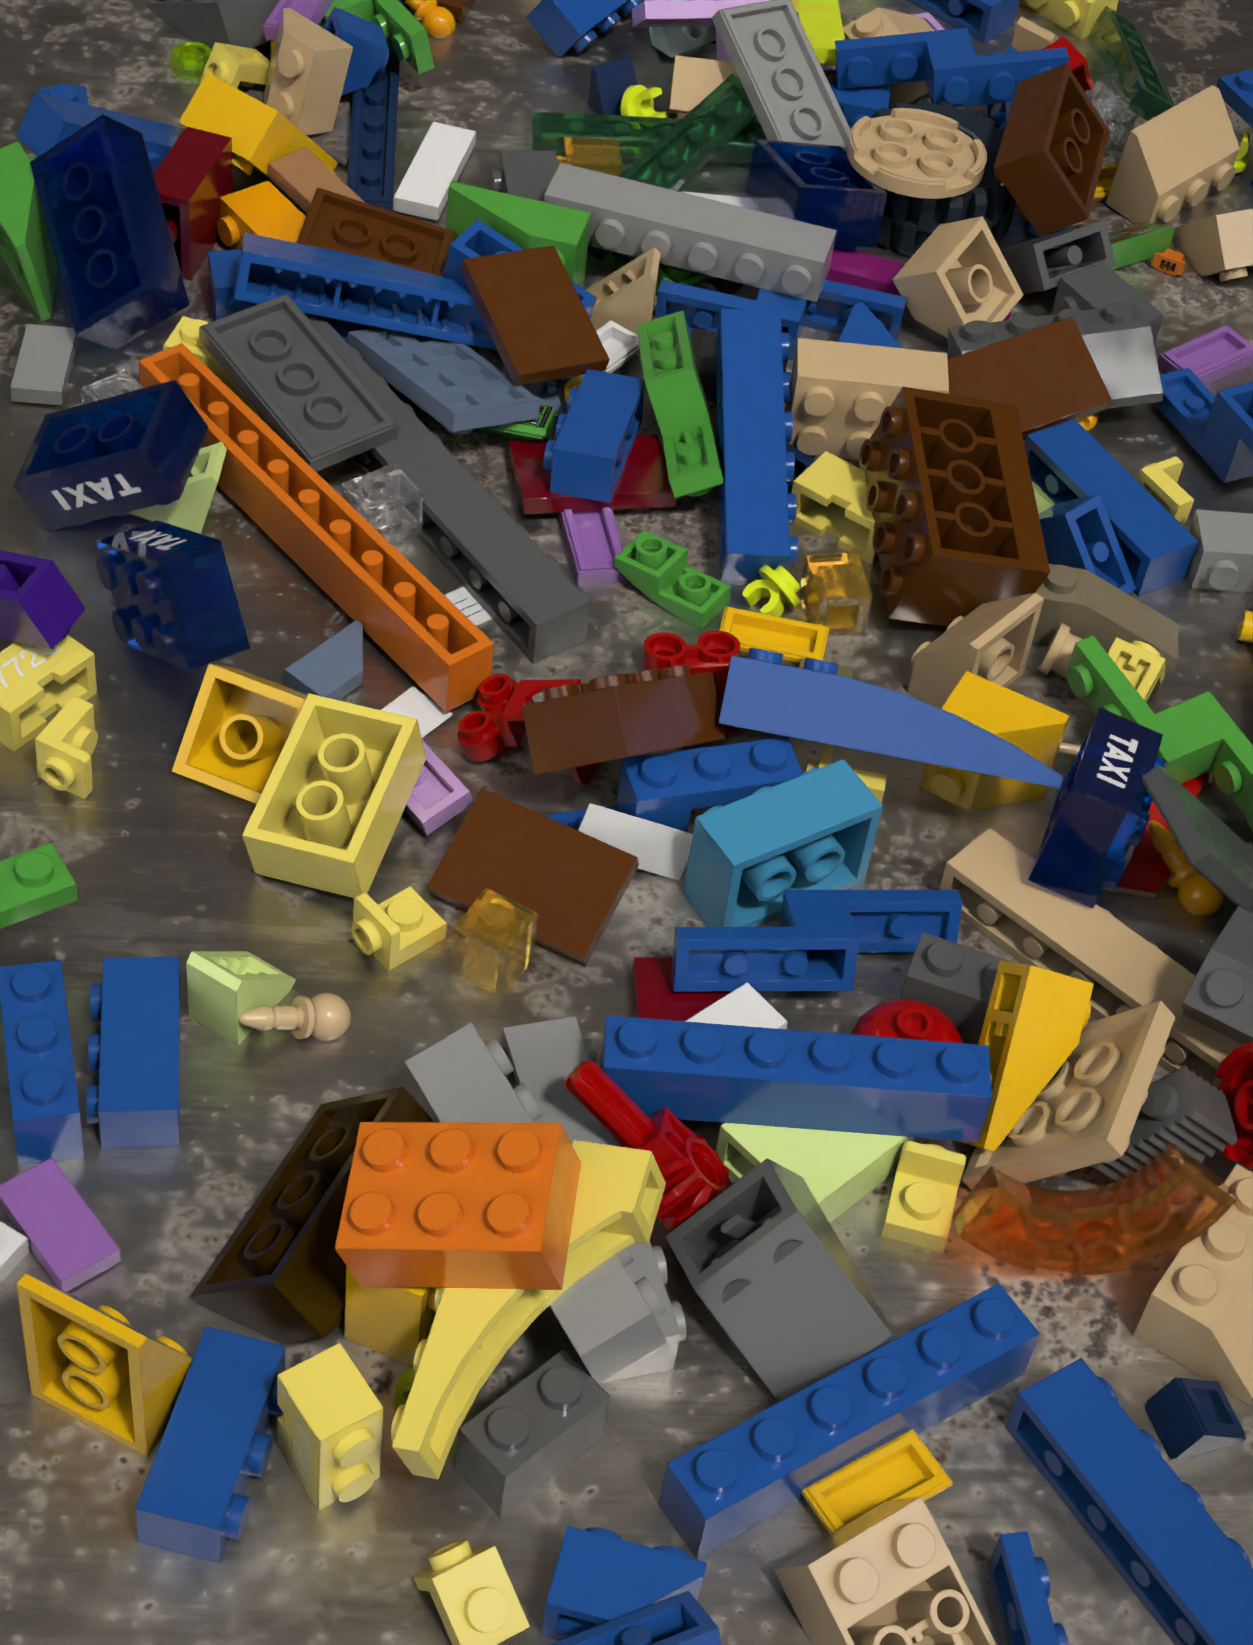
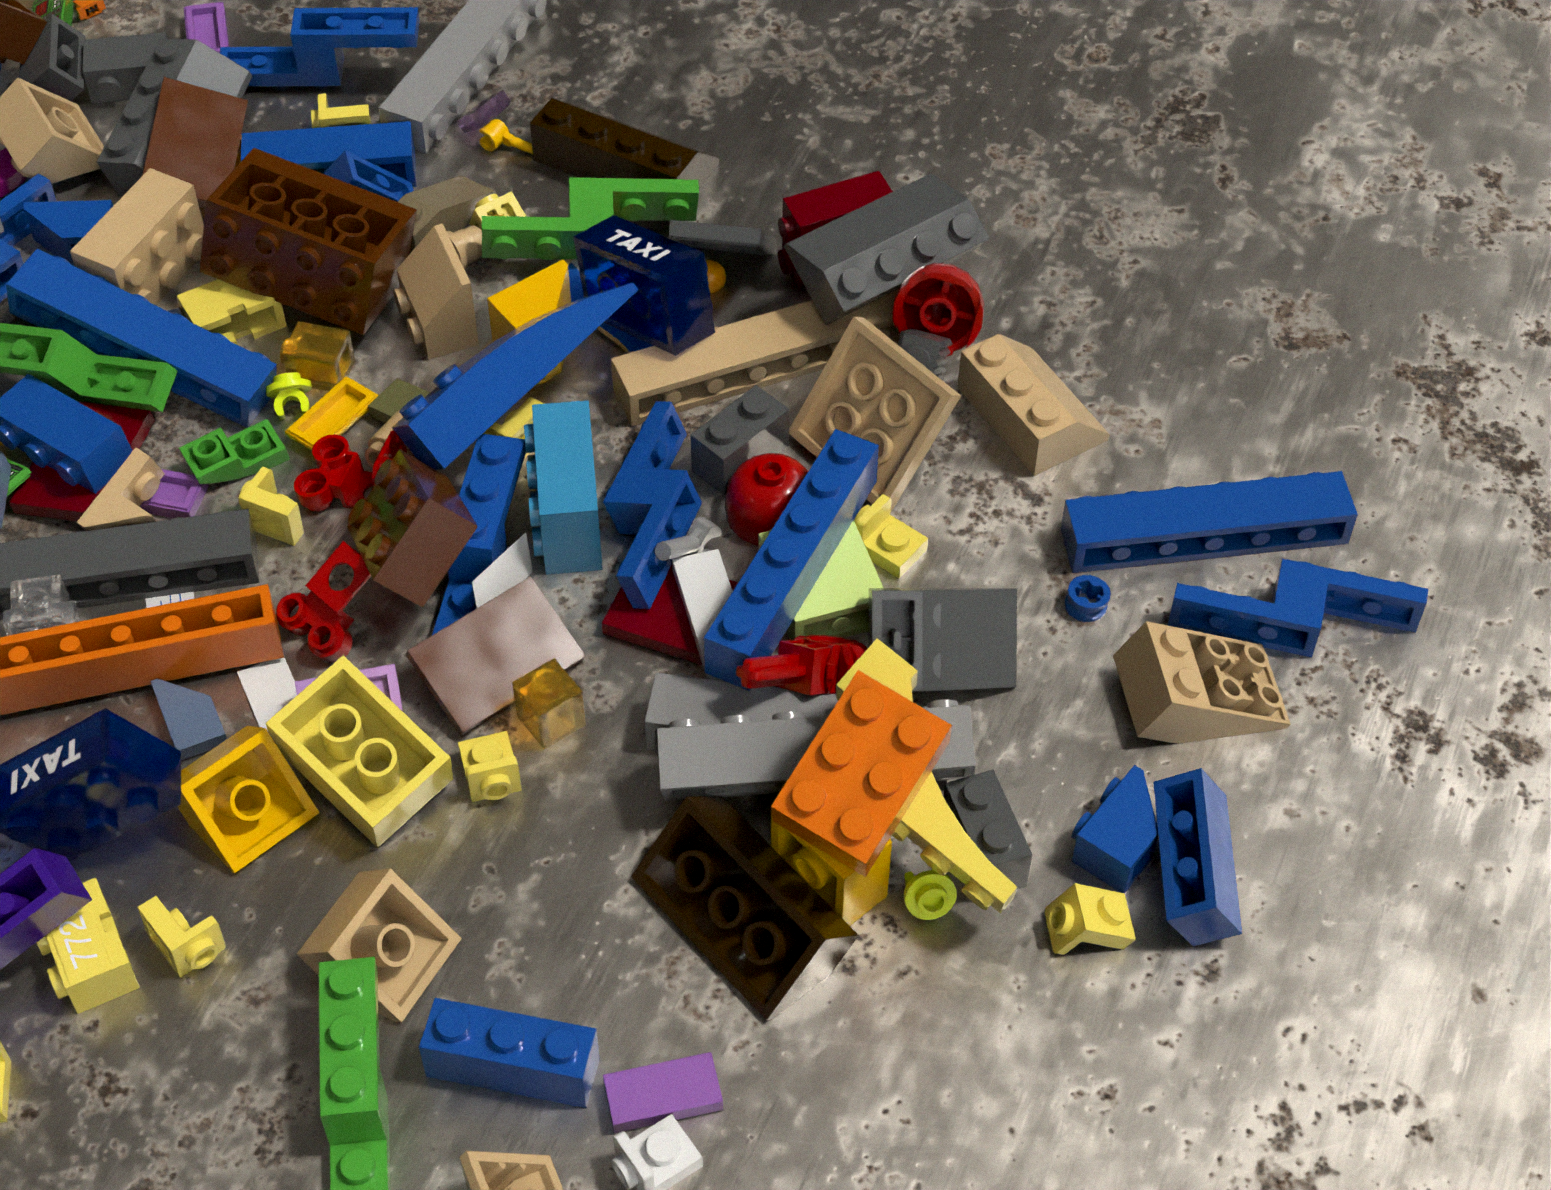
camera: 60 degrees left, 5 degrees up
(99, 1365) = (831, 1082): yellow slope -> none
(126, 905) = (389, 922): none -> tan slope
(136, 1053) = (529, 976): blue brick -> none
(212, 1447) = (911, 1038): blue brick -> none
(228, 984) = (503, 895): yellowish green slope -> none
(321, 1017) = (548, 853): tan bar -> none
(330, 1427) = (946, 950): light yellow brick -> none
(555, 510) = (124, 493): none -> tan slope
(619, 619) = (271, 512): none -> light yellow bracket
(792, 1002) = (692, 543): none -> light grey bar
(813, 1433) = (1050, 652): blue brick -> none
(888, 1473) = (1092, 648): yellow tile -> none
(968, 1430) = (1079, 607): none -> blue bush
(1030, 1033) = (808, 404): yellow slope -> none
(1094, 1227) = (967, 447): clear orange brick -> none
(1193, 1418) = (1110, 470): dark blue slope -> none

